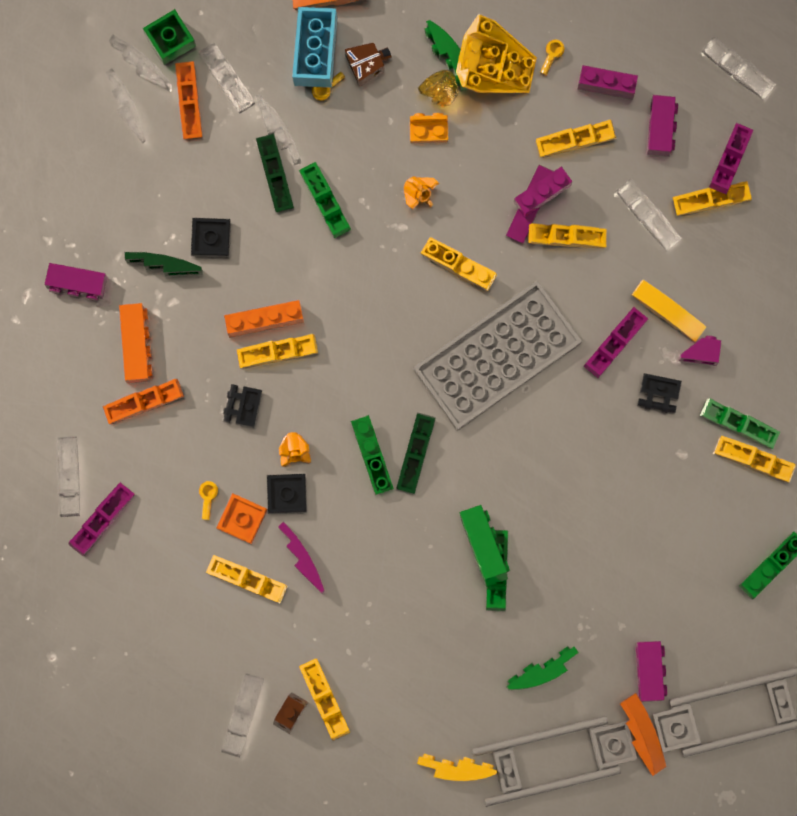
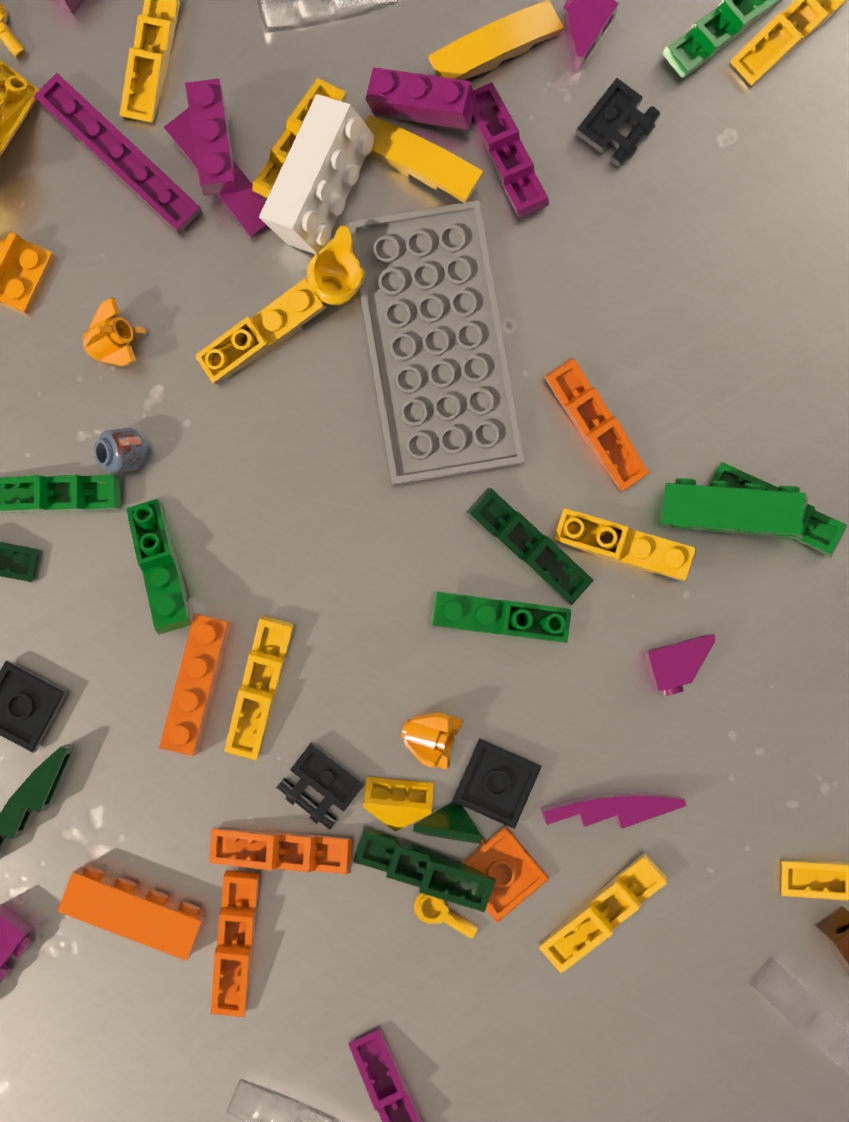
camera: 60 degrees left, 5 degrees up
(200, 402) = (280, 850): none -> orange slope
(226, 477) = (424, 868): none -> dark green slope
(253, 448) = (398, 801): none -> yellow slope
(255, 480) = (450, 823): none -> dark green slope
(315, 271) = (159, 566): none -> green slope
(363, 224) = (120, 450): none -> sand blue head
(392, 555) = (677, 663): none -> magenta slope
(439, 500) = (624, 545): none -> yellow slope
(495, 457) = (596, 424): none -> orange slope
(507, 286) = (335, 270): none -> yellow hair
(515, 148) = (118, 153): none -> magenta plate
(551, 253) = (318, 174): none -> white brick
(588, 299) = (422, 159): none -> yellow slope
(618, 286) = (421, 98): none -> magenta brick

